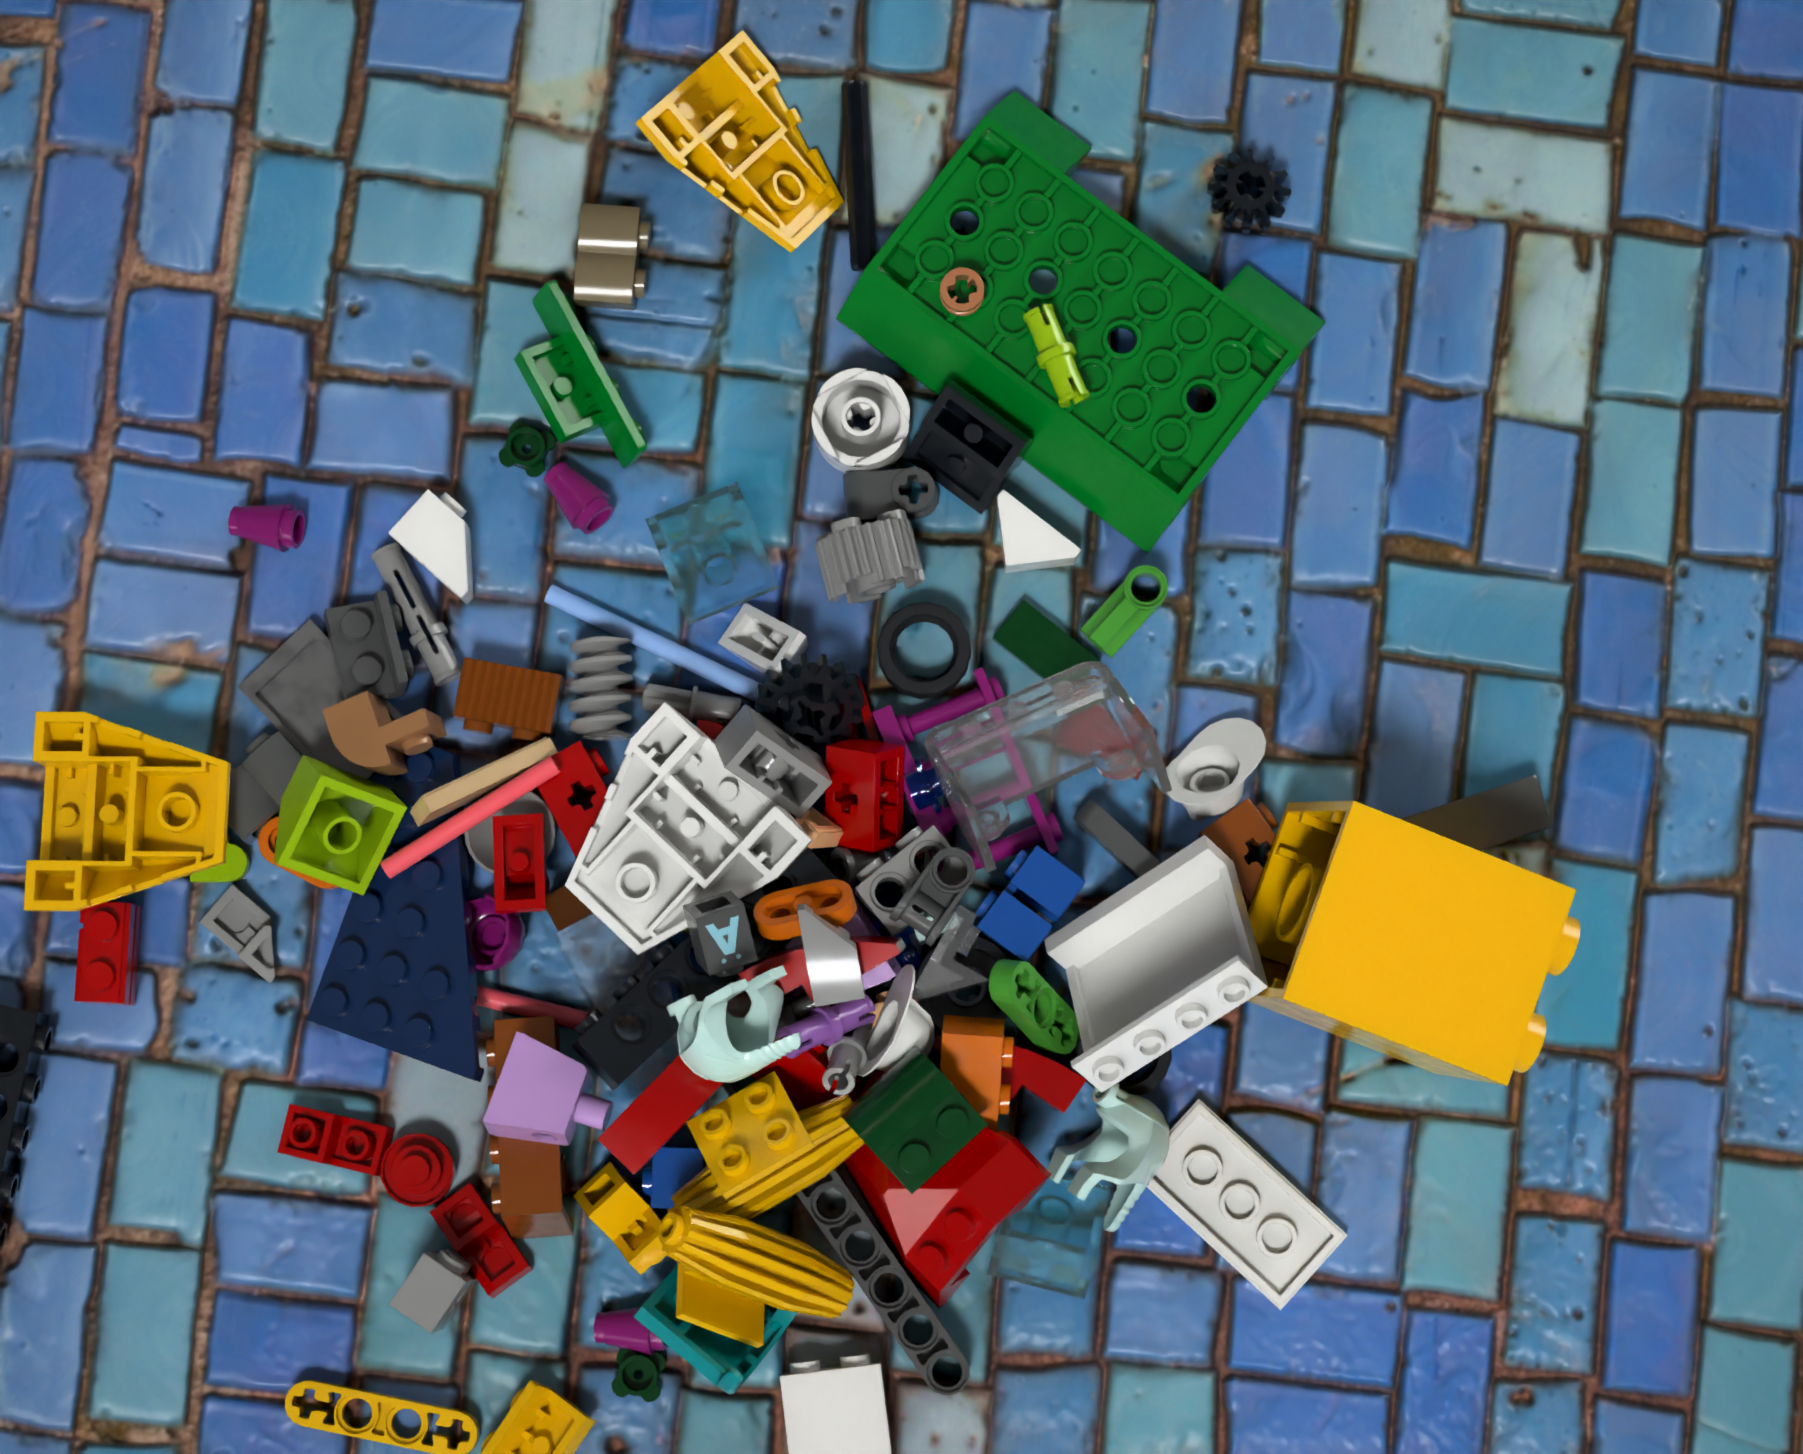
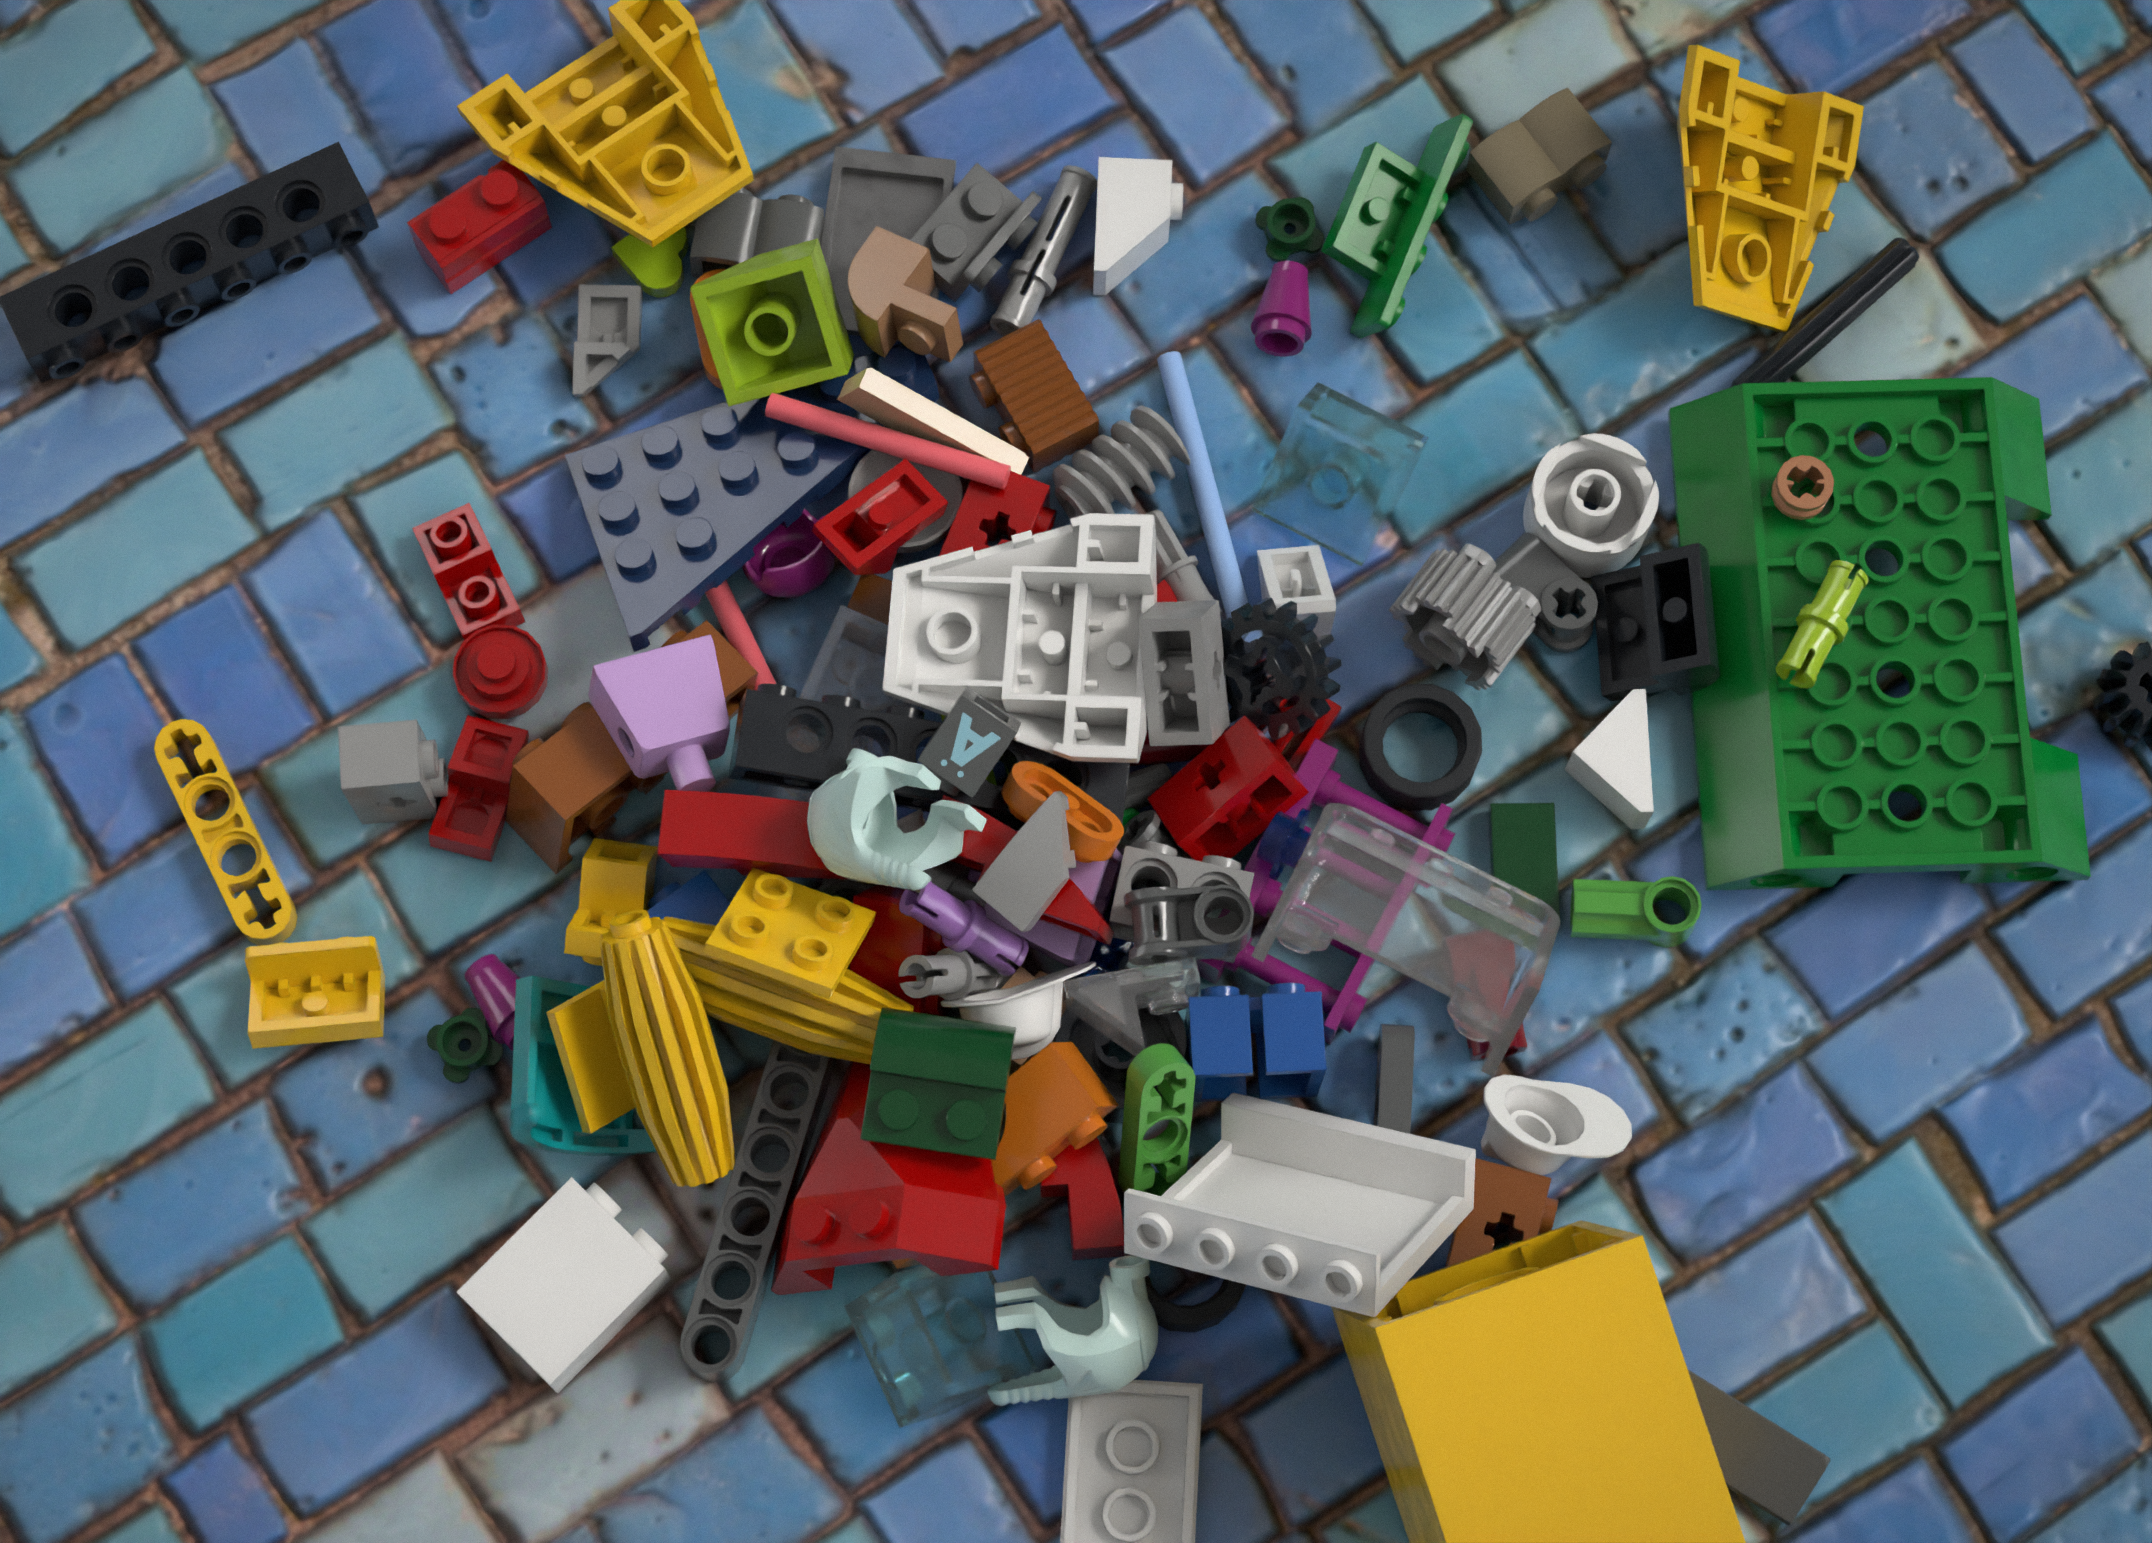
camera: 45 degrees right, 10 degrees down
(270, 525) = (1015, 58): magenta cone -> none
(820, 829) = (1154, 775): light nougat tile -> none

